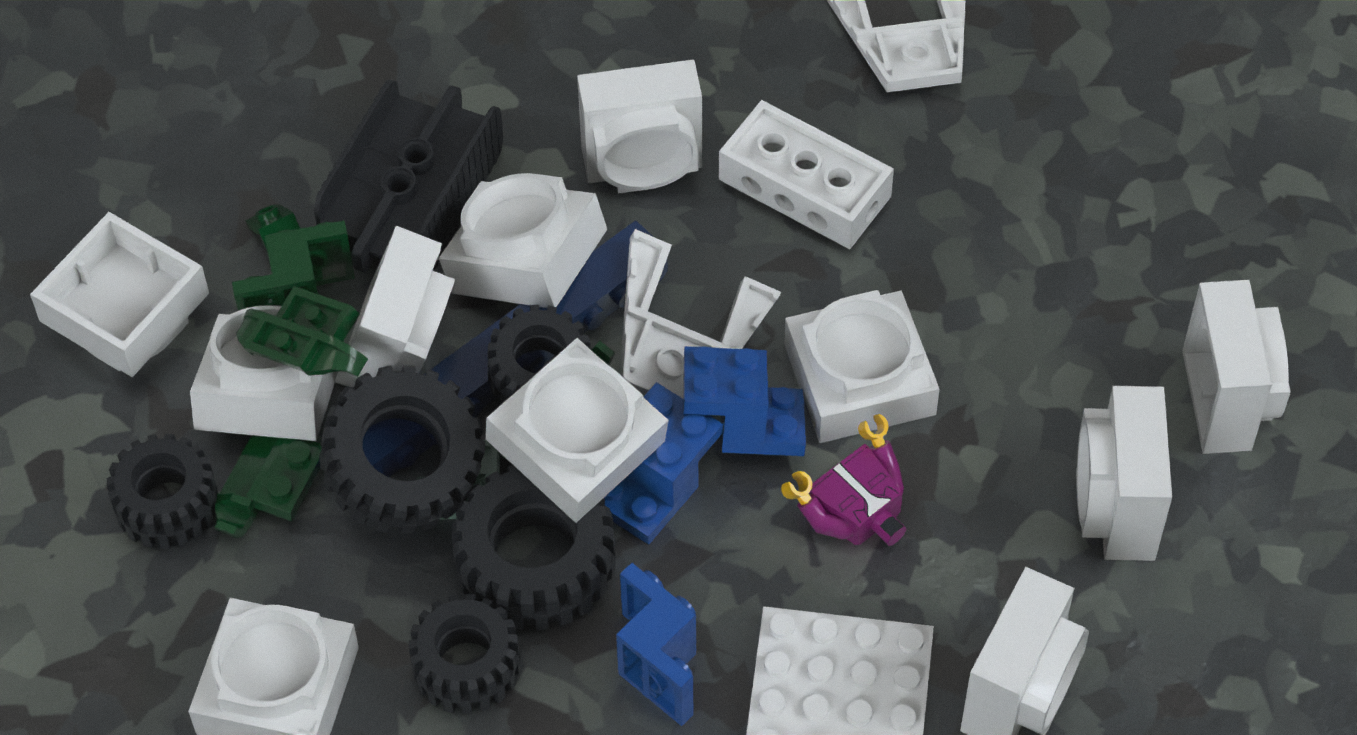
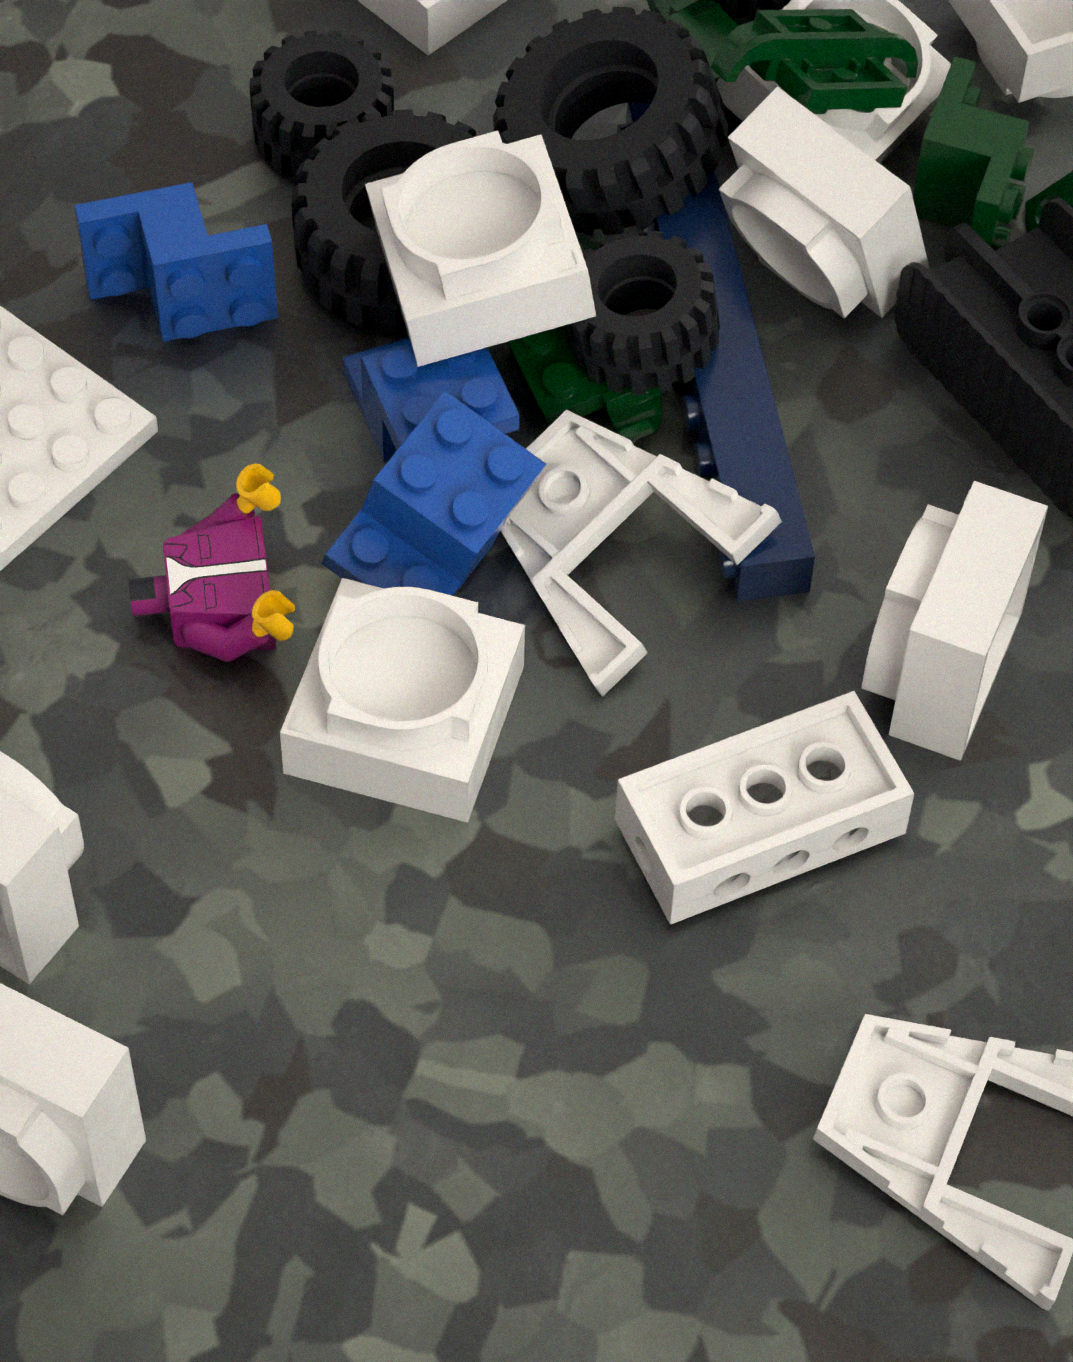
camera: 120 degrees right, 0 degrees up
(523, 240) = (857, 403): white container -> none

